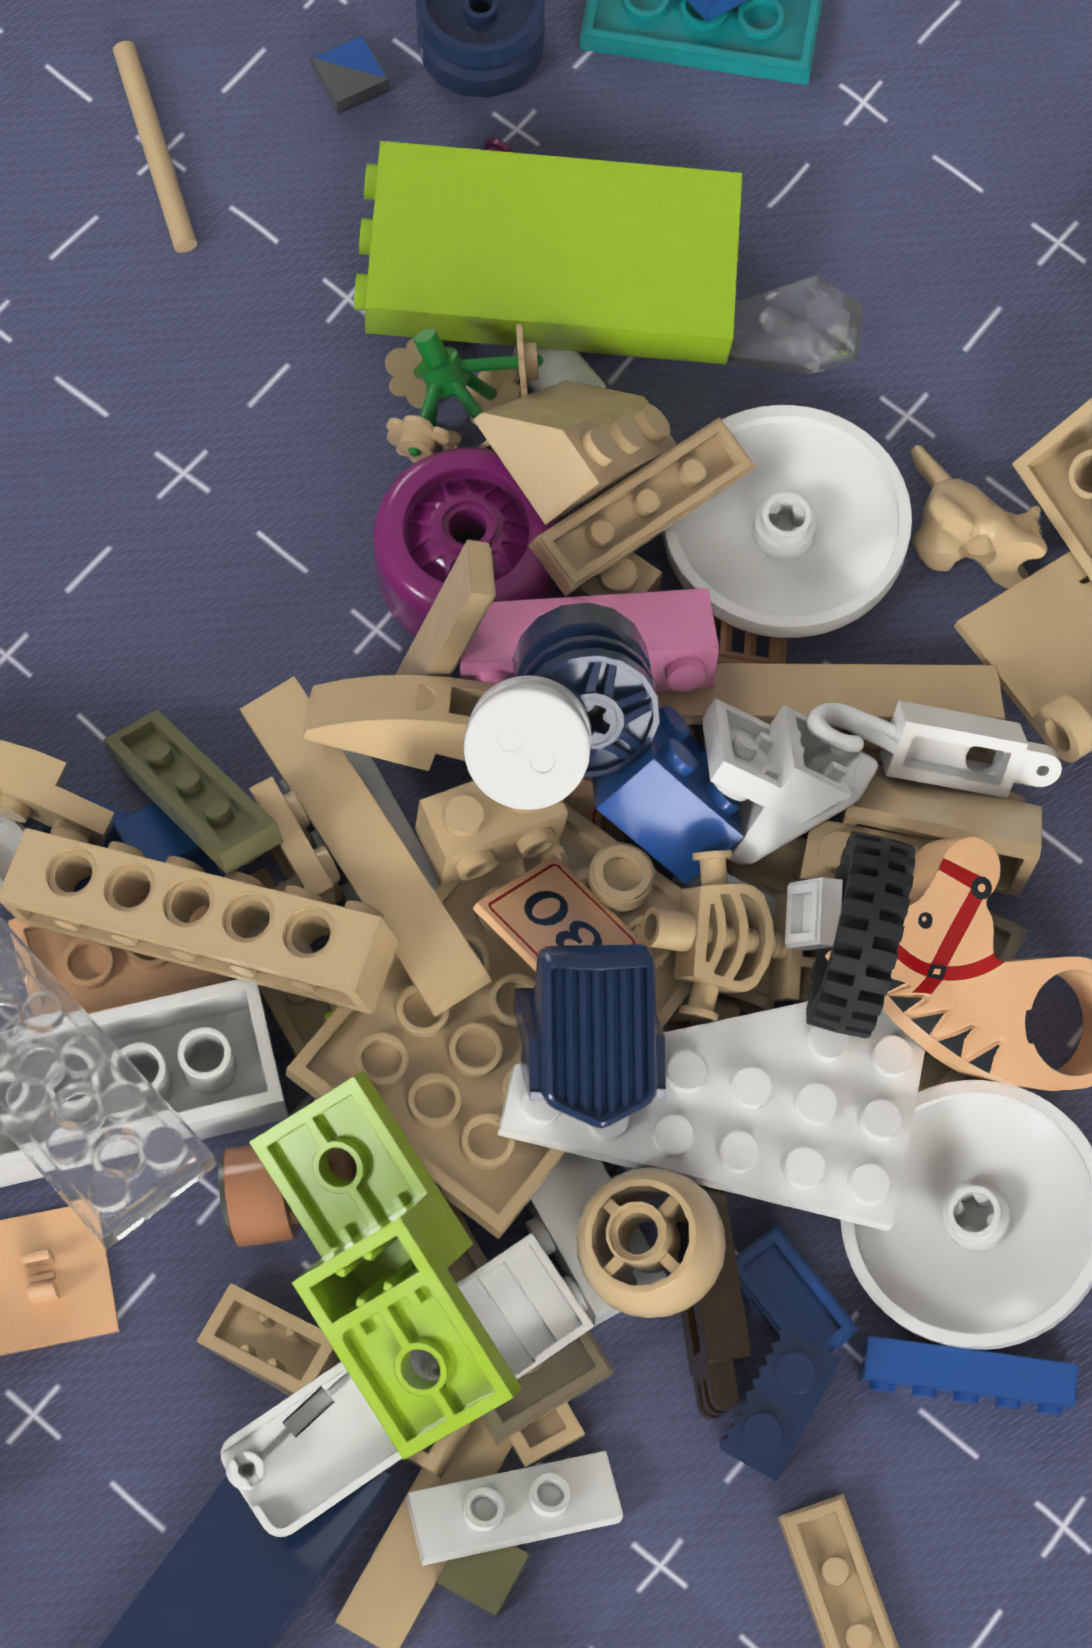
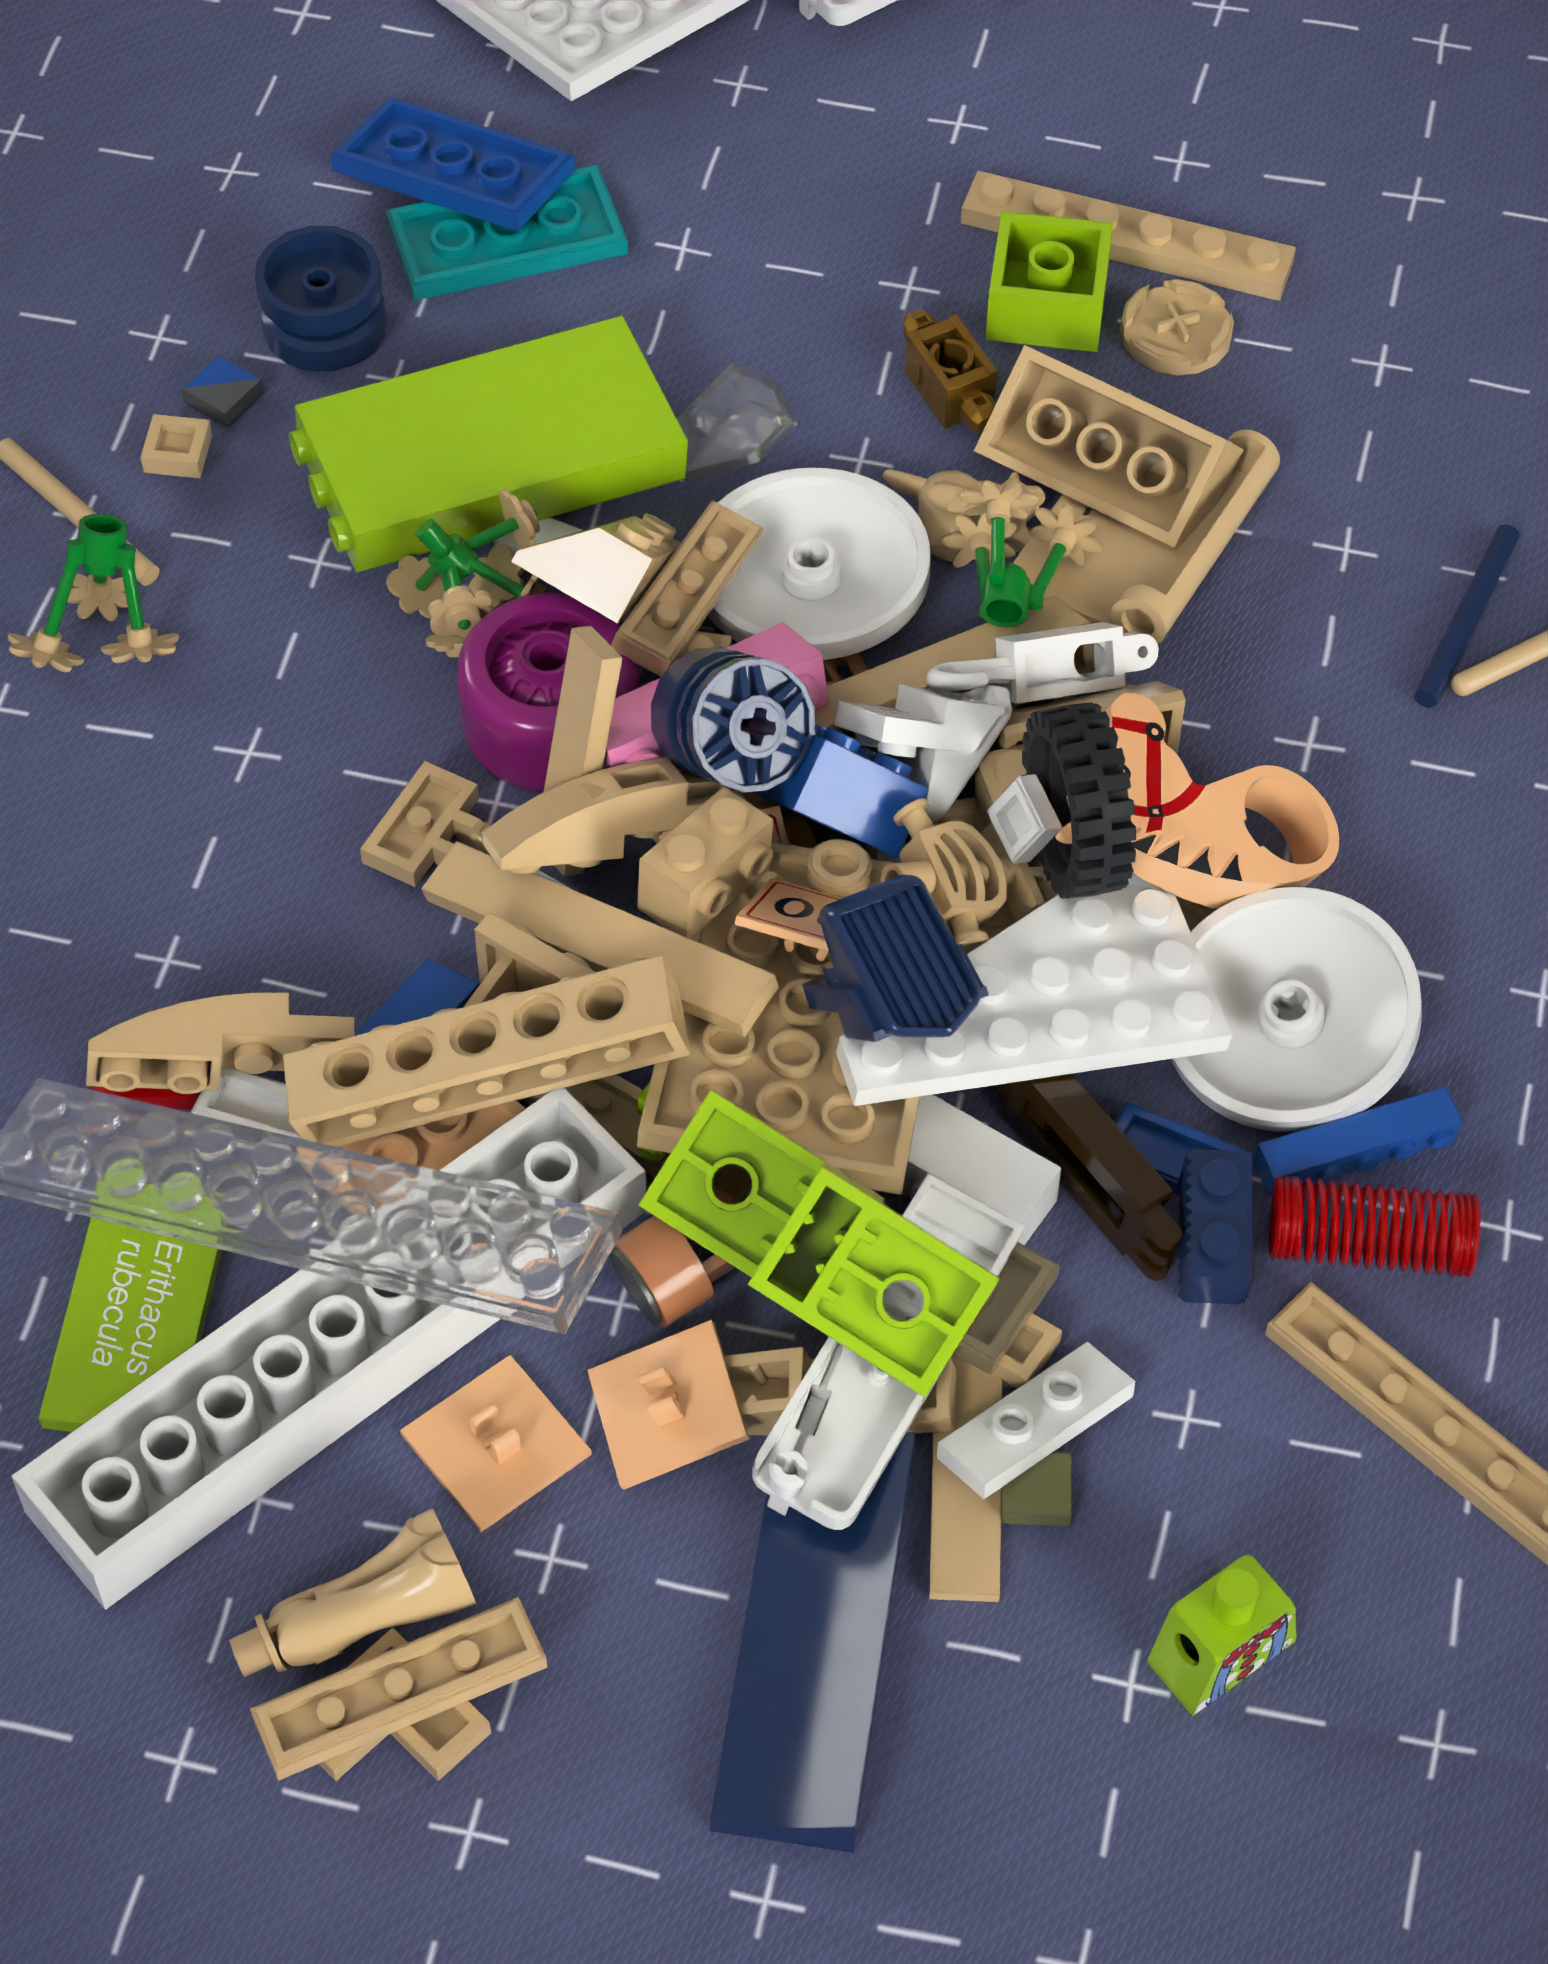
camera: 25 degrees left, 15 degrees down
(128, 238) = (102, 552): none -> plant
(193, 791) = (418, 967): olive plate -> none
(202, 1324) = (667, 1404): none -> light nougat piece
(274, 118) = (176, 446): none -> tan plate
(291, 627) = (422, 823): none -> tan hinge
(528, 742) = (716, 757): white head -> none
(607, 1230) = (1042, 1160): tan wheel -> none
(859, 1418) = (1463, 1237): none -> red piece
(944, 644) = (1004, 586): none -> plant
(1040, 327) = (949, 370): none -> pearl gold piece

